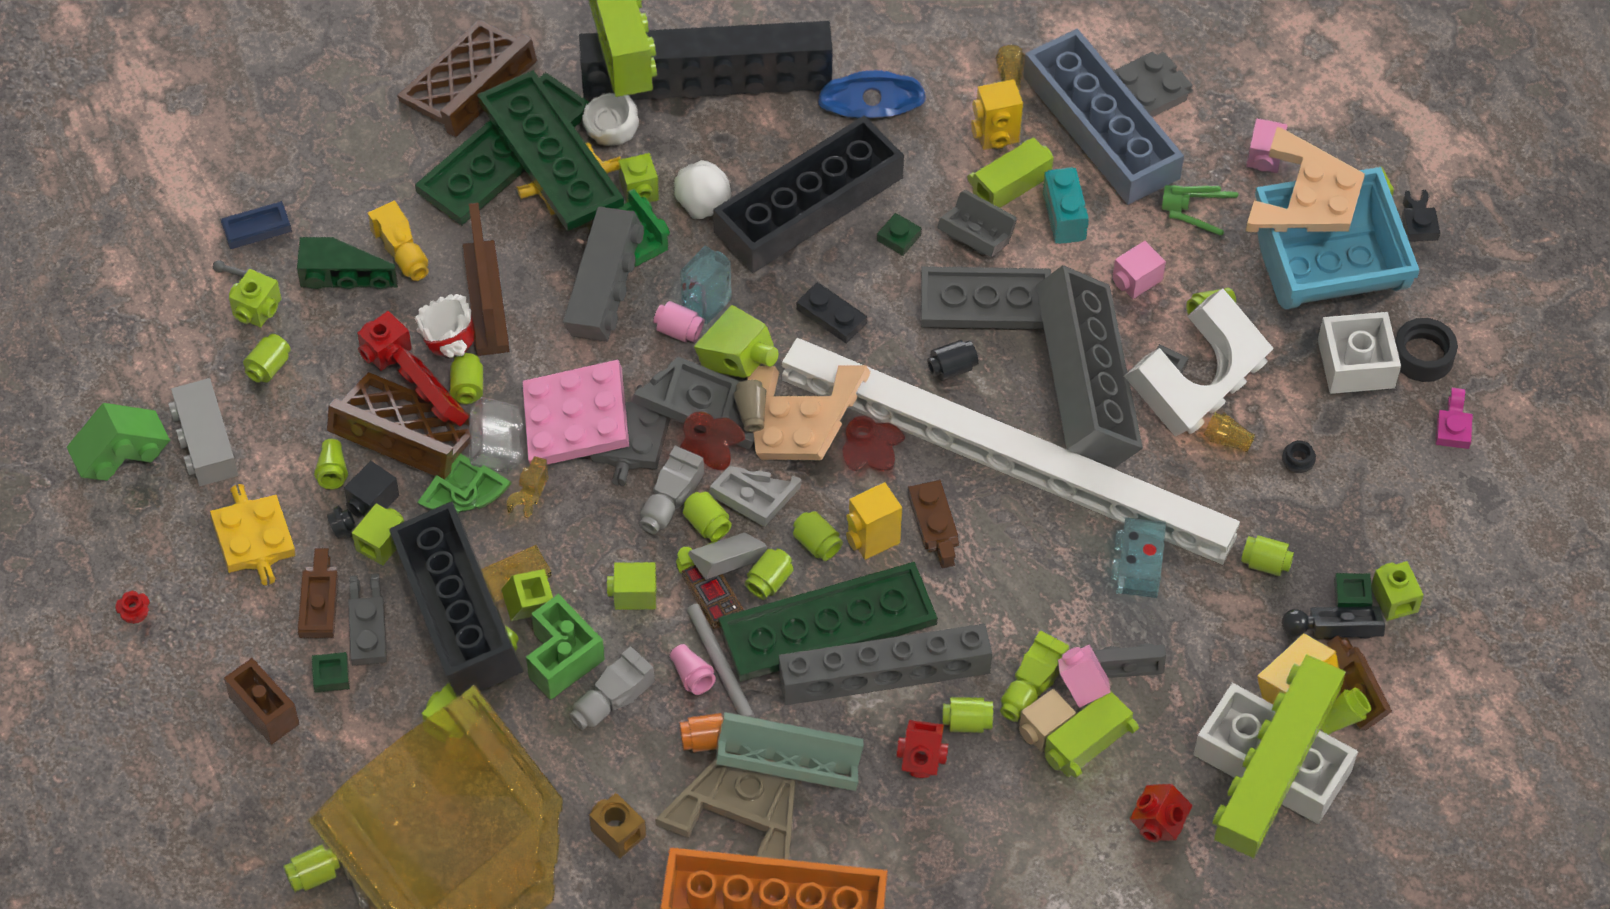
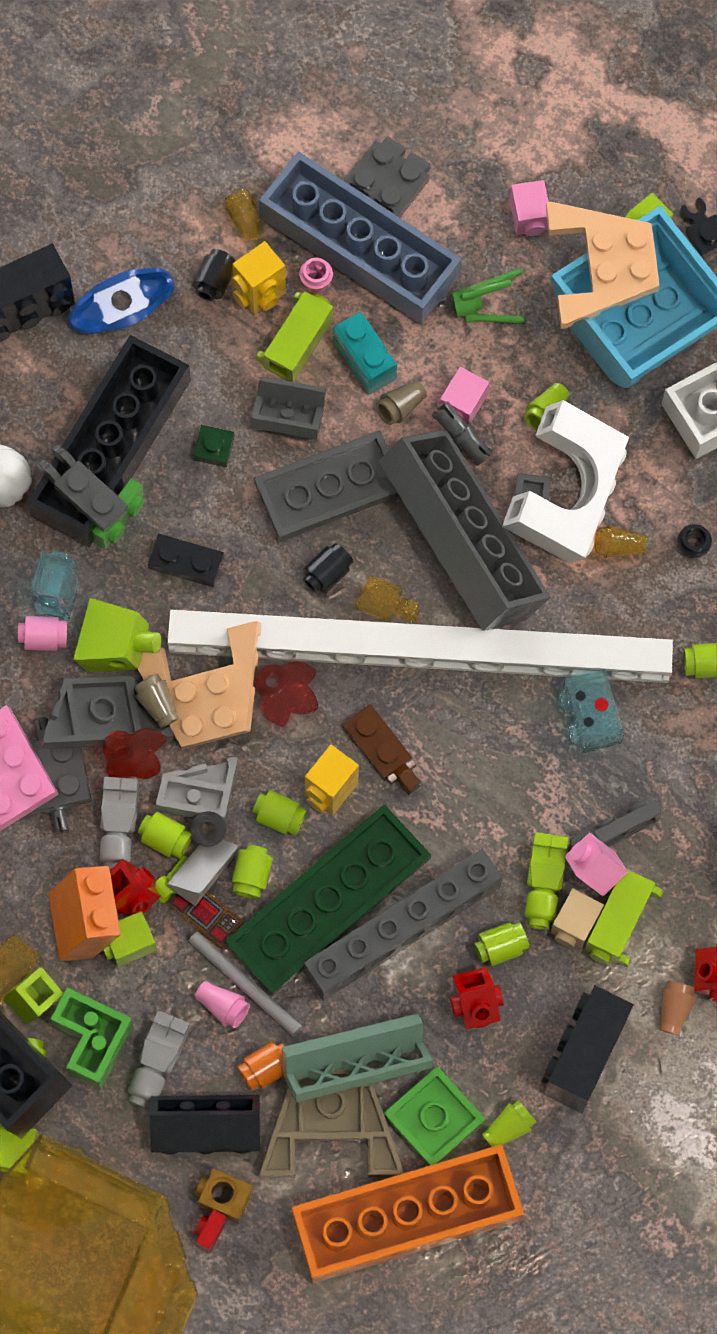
camera: 25 degrees left, 15 degrees up
(590, 848) = (209, 1230): none -> red plate
(603, 542) = (84, 913): none -> orange brick
(627, 757) = (205, 1124): none -> black brick
(653, 541) = (133, 888): none -> red brick
(740, 515) = (208, 840): none -> black plate
(765, 215) = (84, 490): none -> dark grey hinge
(789, 254) = (133, 496): none -> bright green plate
(839, 832) = (434, 1117): none -> bright green plate
(907, 867) = (509, 1125): none -> lime cone
(957, 105) = (214, 275): none -> black brick
(993, 403) = (383, 600): none -> clear yellow plate
(1005, 825) = (586, 1048): none -> black brick
(1049, 130) = (316, 275): none -> bright pink cone
(1080, 254) = (400, 402): none -> dark tan cone
(1107, 828) = (676, 1006): none -> nougat cone
(1123, 294) = (462, 433): none -> dark grey pin

